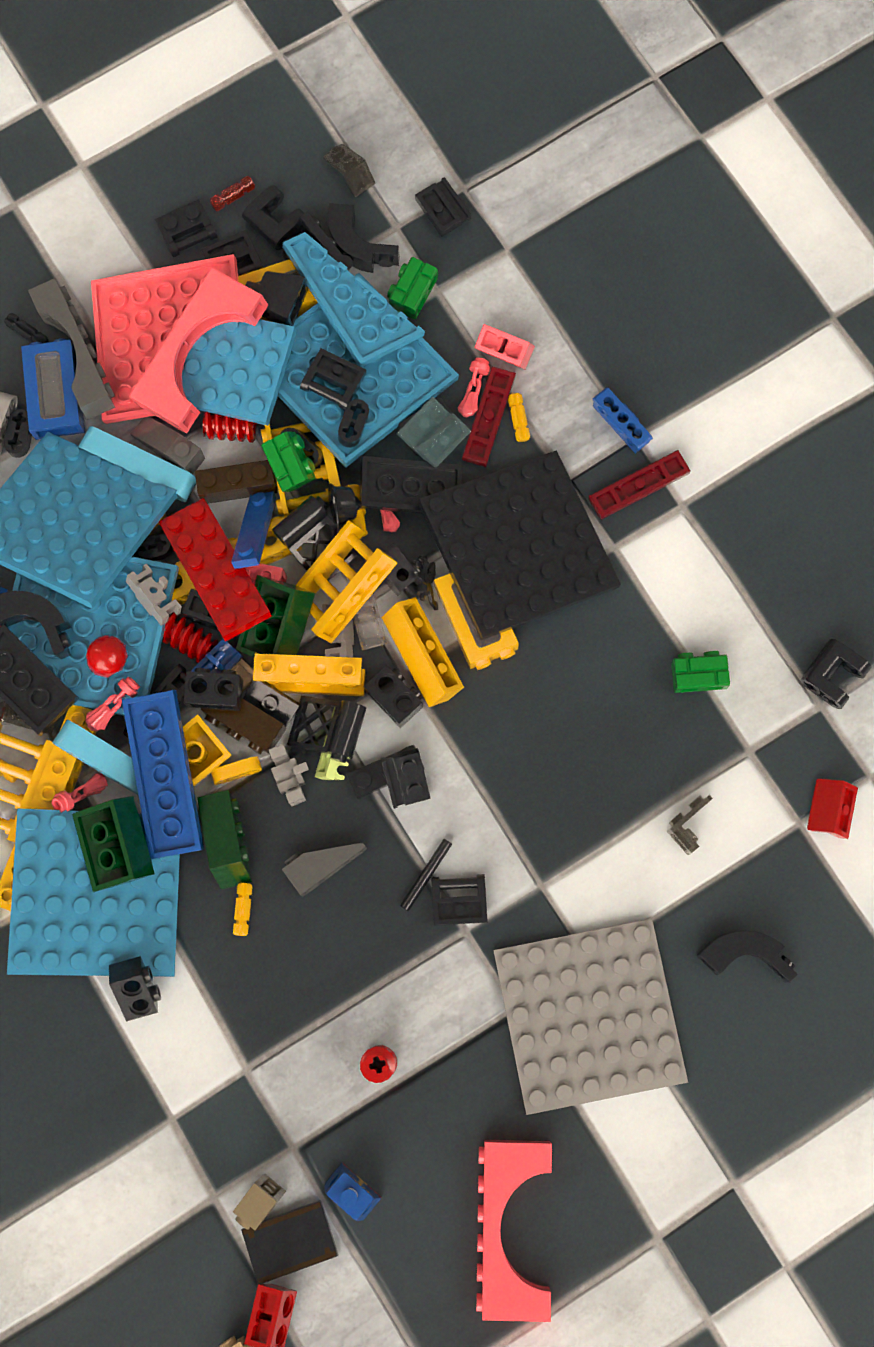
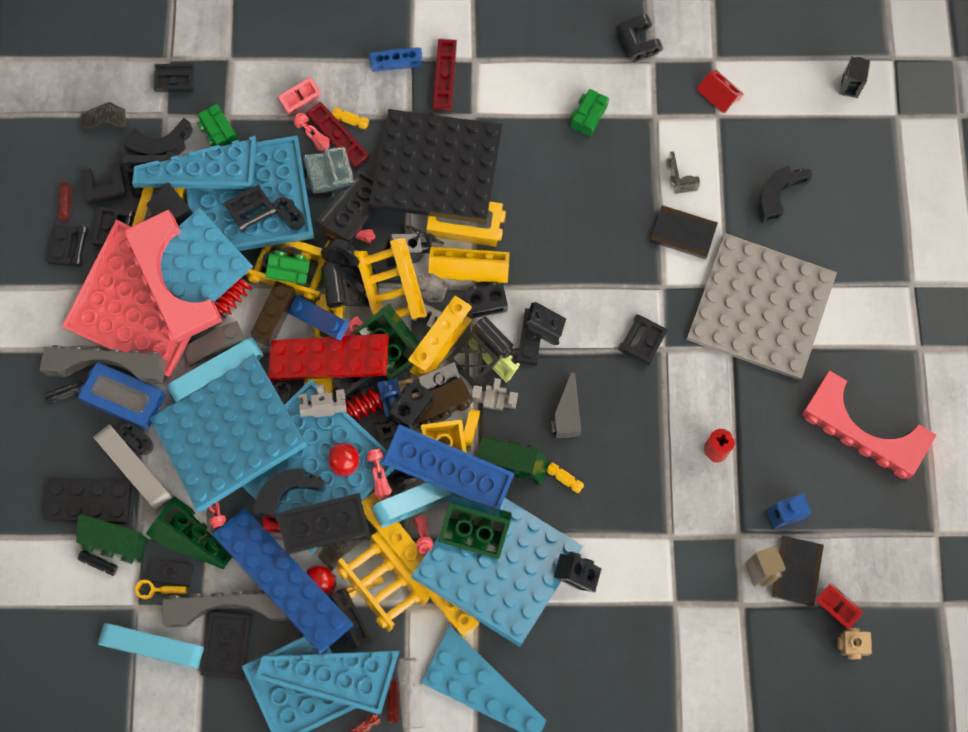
camera: 65 degrees left, 5 degrees down
(426, 874) = (613, 350): black bar -> none
(623, 870) = (684, 232): none -> black tile

